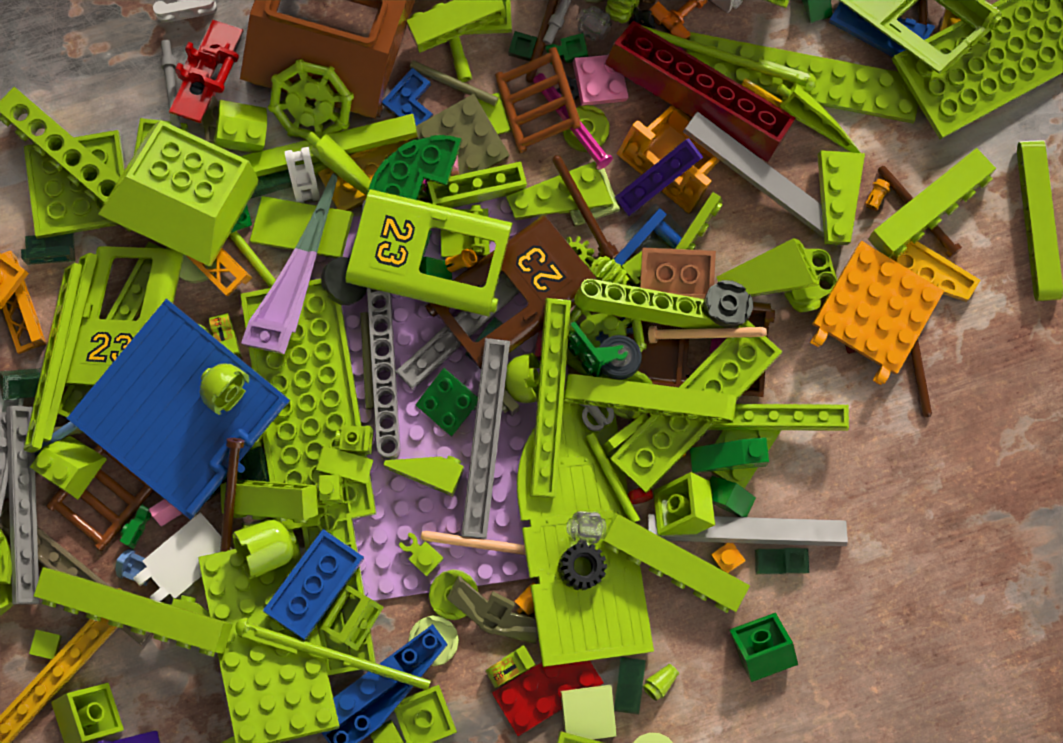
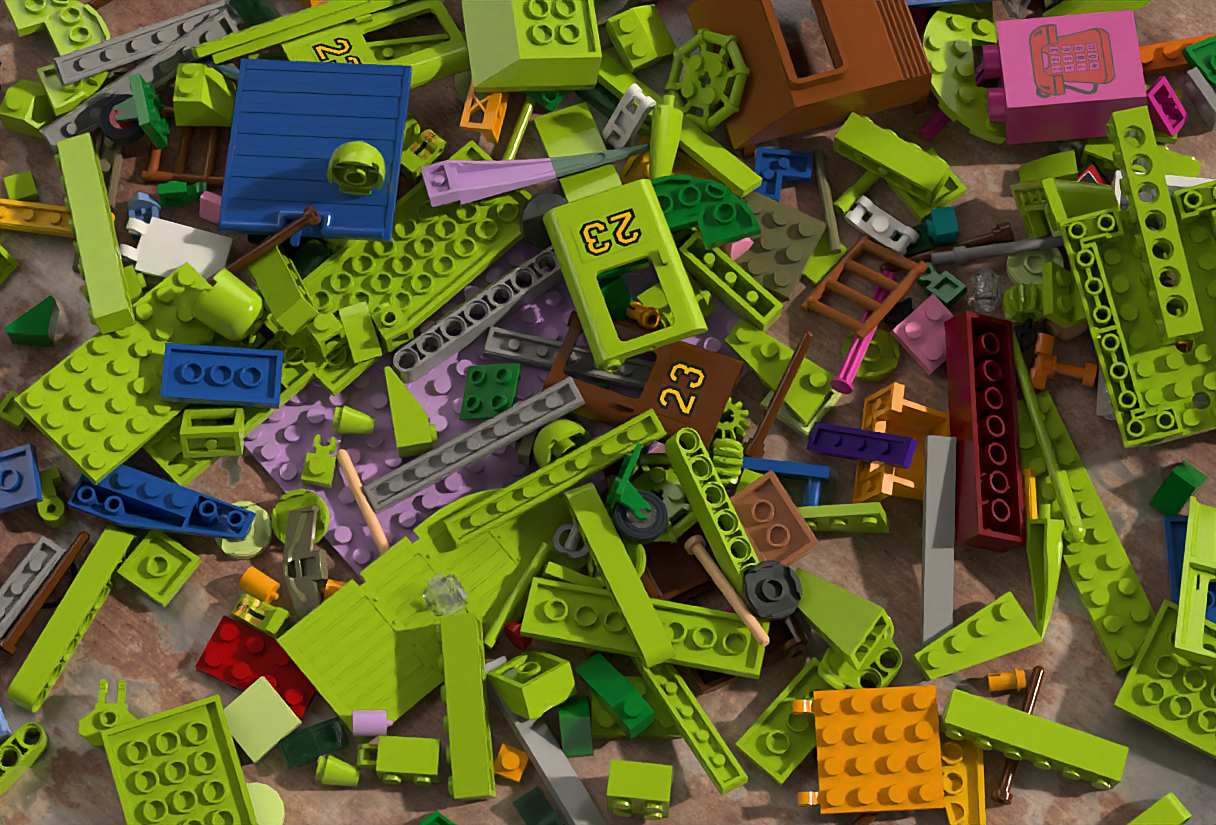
camera: 60 degrees right, 10 degrees down
(52, 527) = (131, 116): none -> green plate
(171, 698) = (36, 326): none -> green slope
(293, 644) = (137, 341): lime bar -> none
(405, 513) = (352, 421): none -> lime cone
(486, 654) = (259, 585): none -> light orange piece
(498, 59) = (881, 226): none -> white plate
(526, 19) = (942, 226): none -> teal plate
(597, 566) = (410, 599): black tyre -> none
(644, 637) = (370, 723): none -> lavender piece
(681, 630) = (403, 759): none -> lime brick
(811, 477) = (639, 789): none -> lime brick
(826, 367) = (778, 738): none -> lime plate

